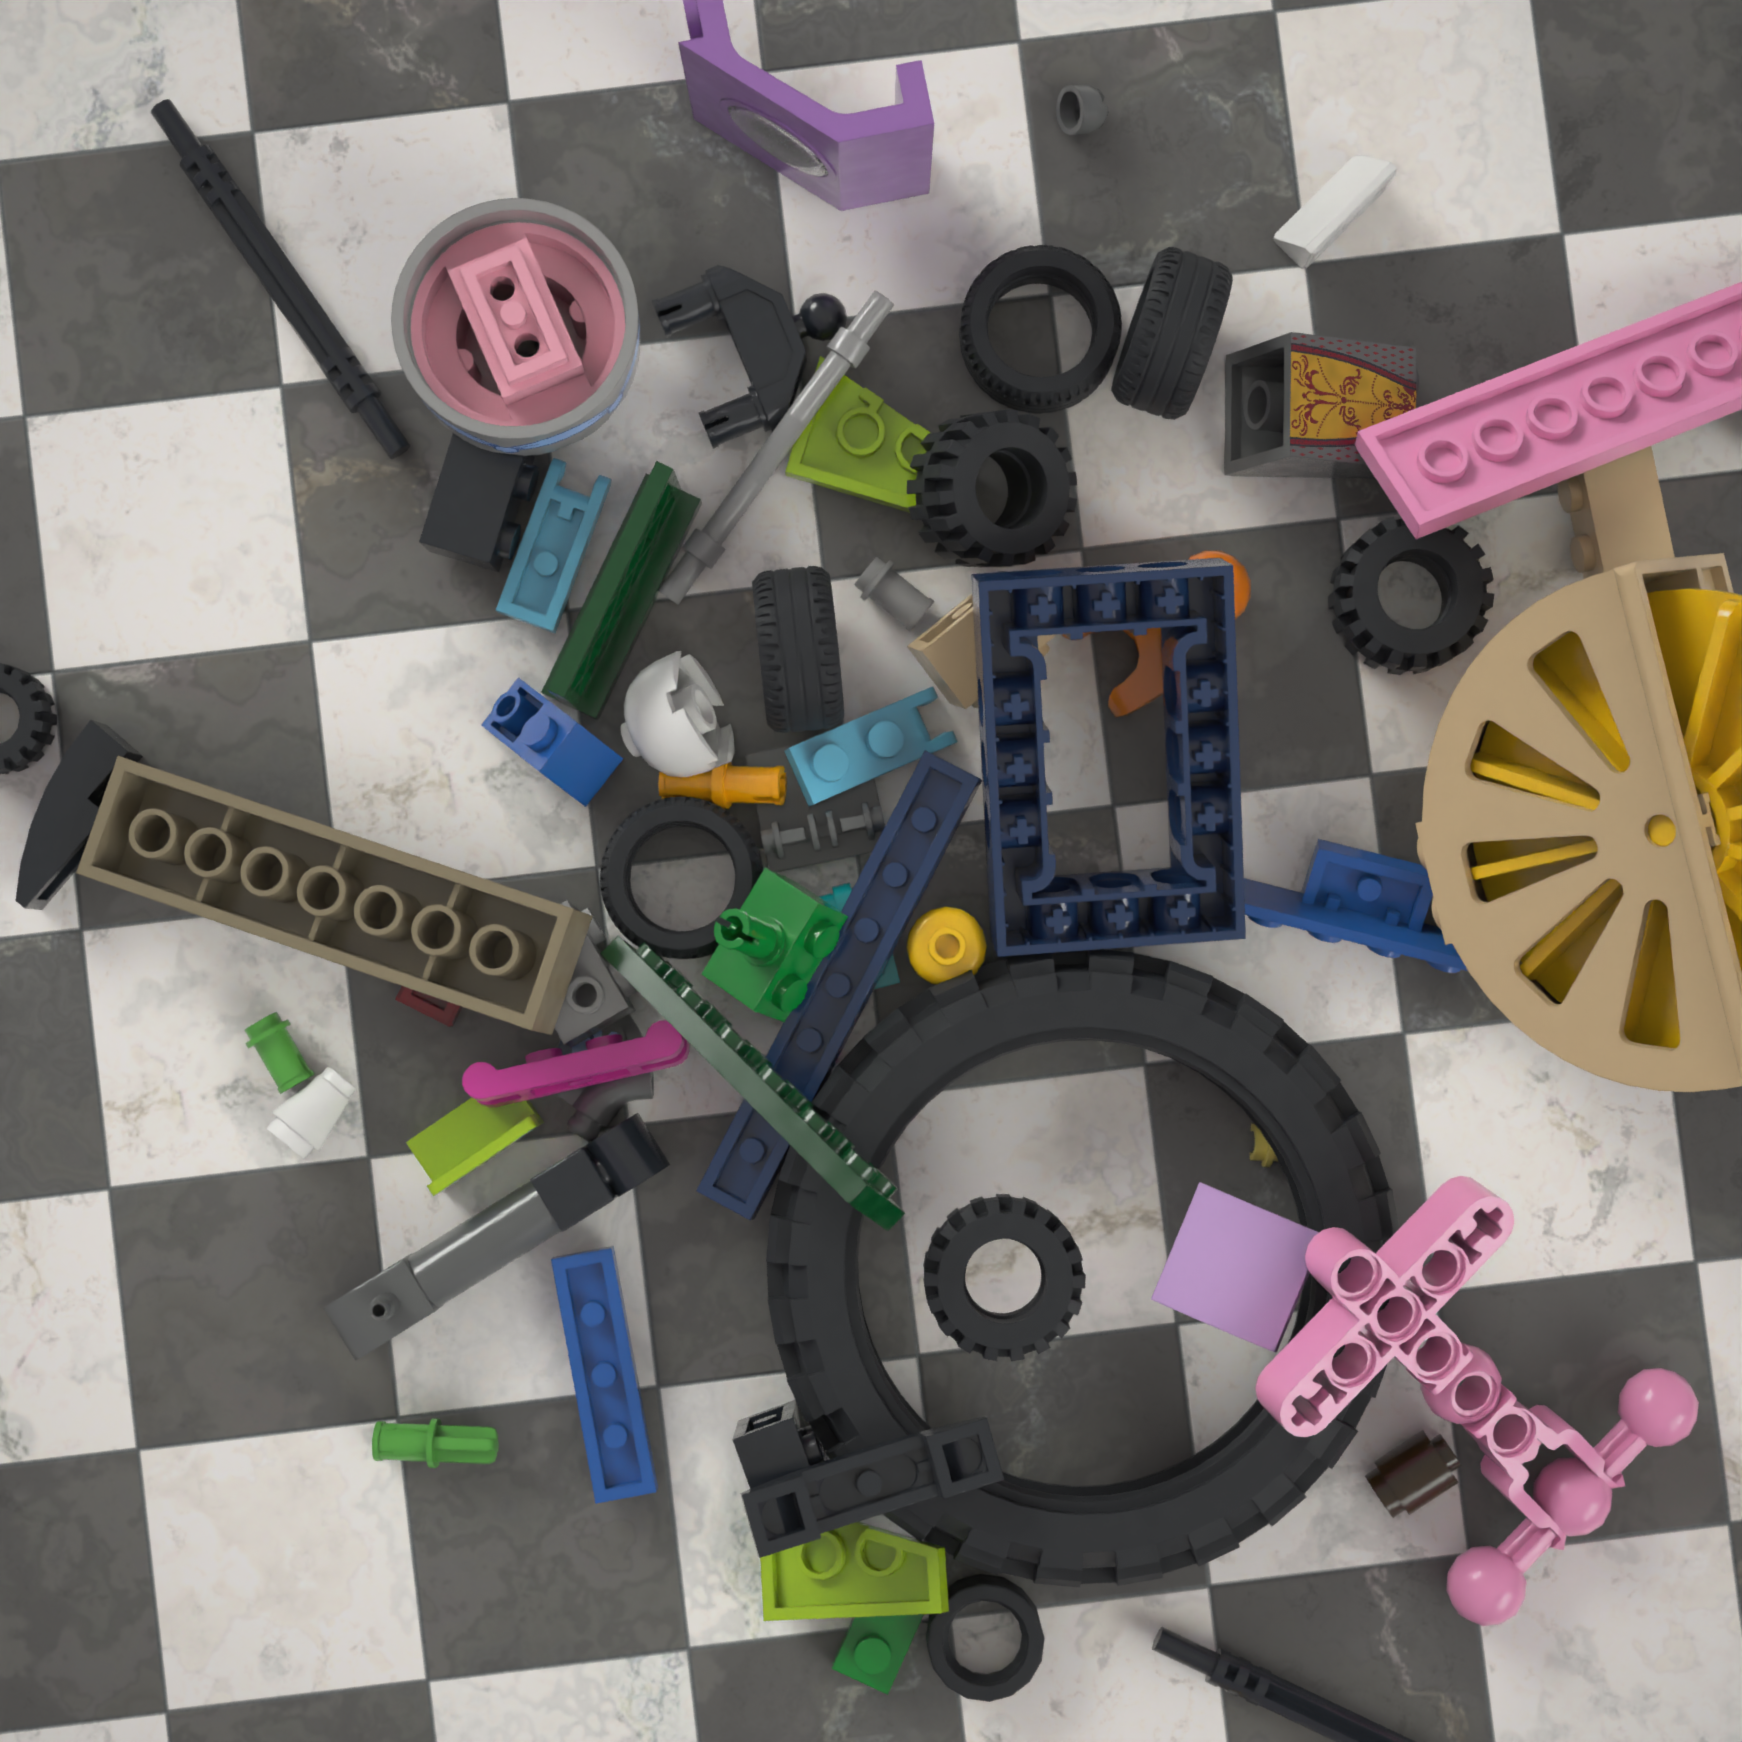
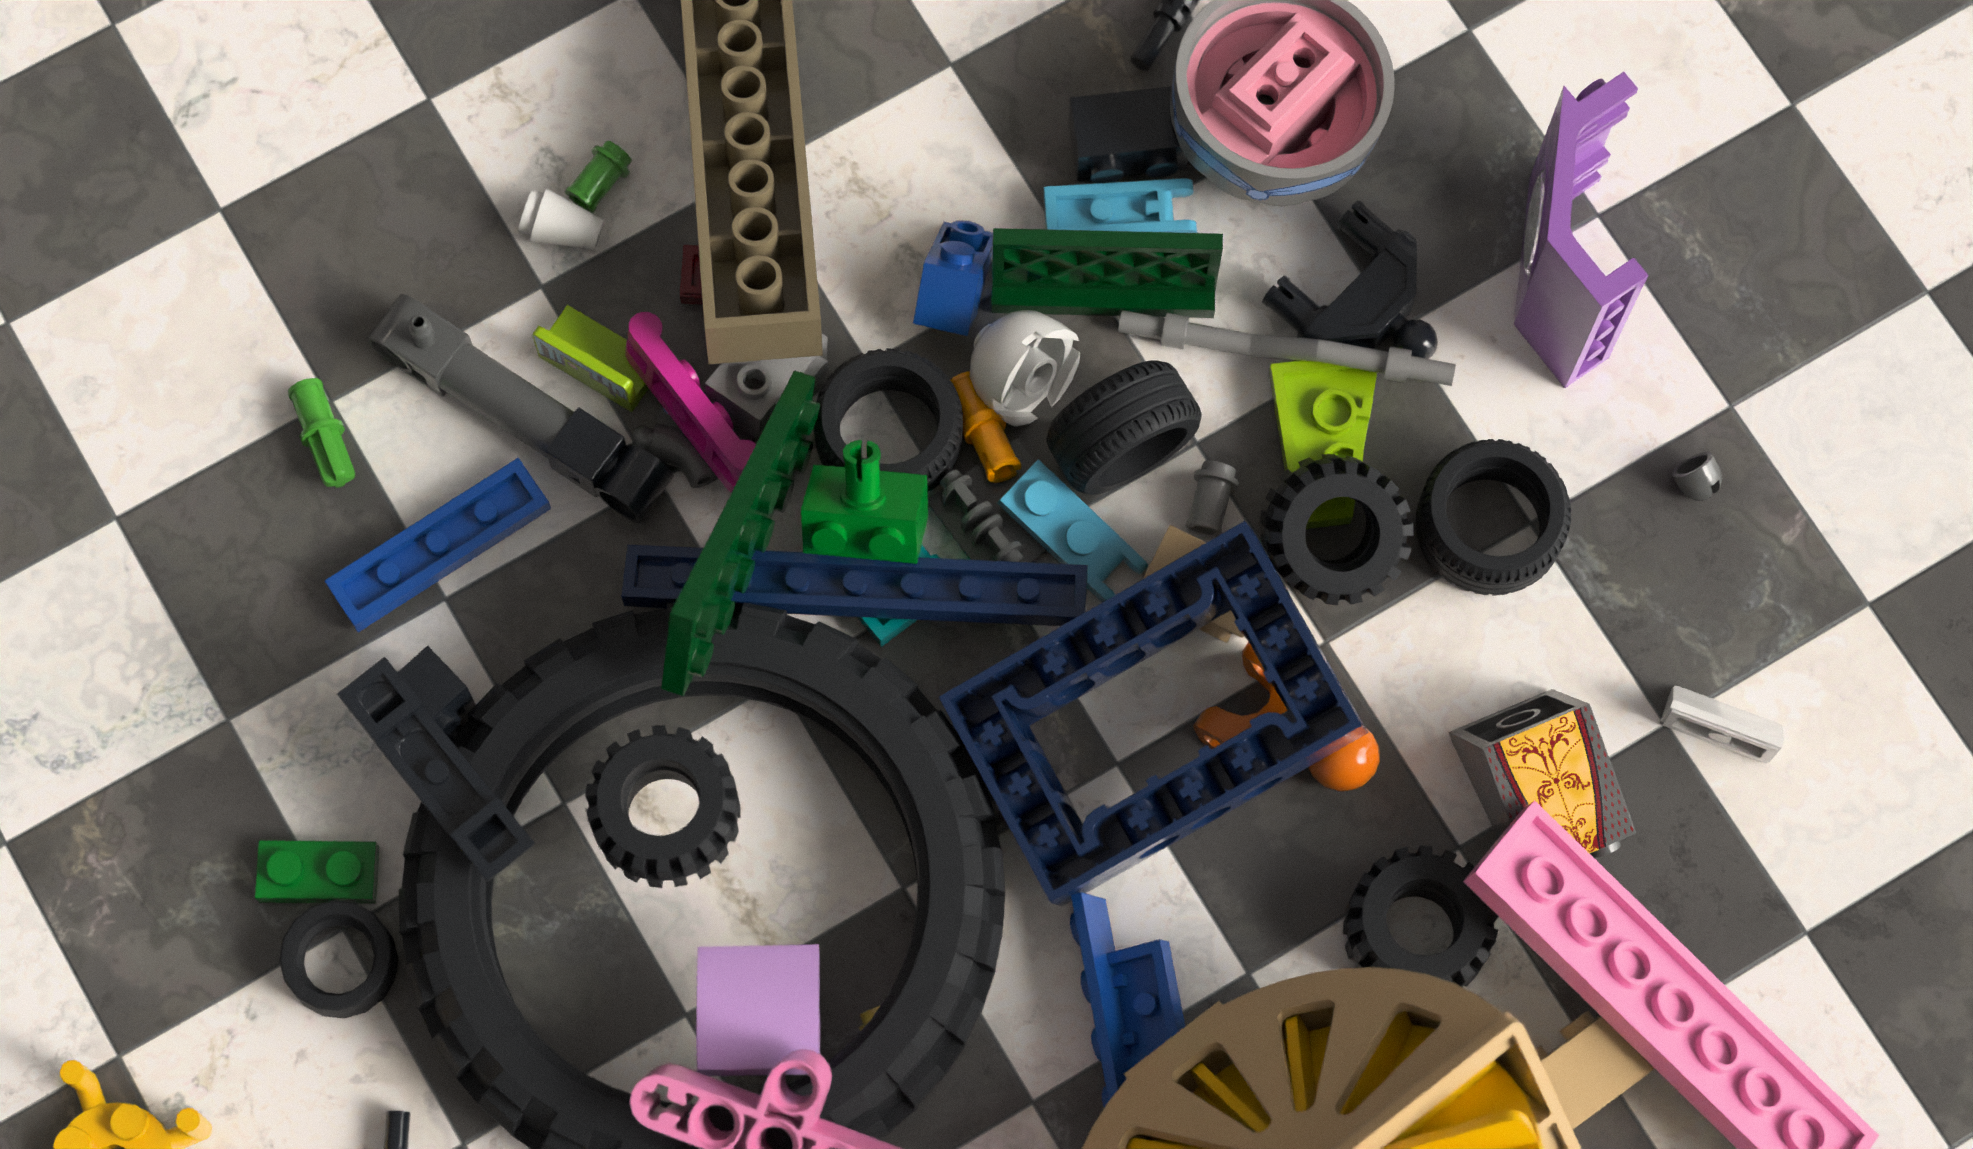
camera: 65 degrees right, 15 degrees down
(855, 1574) = (351, 808): lime wing -> none
(945, 944) = (931, 659): yellow head -> none
(1172, 333) = (1541, 615): black tyre -> none

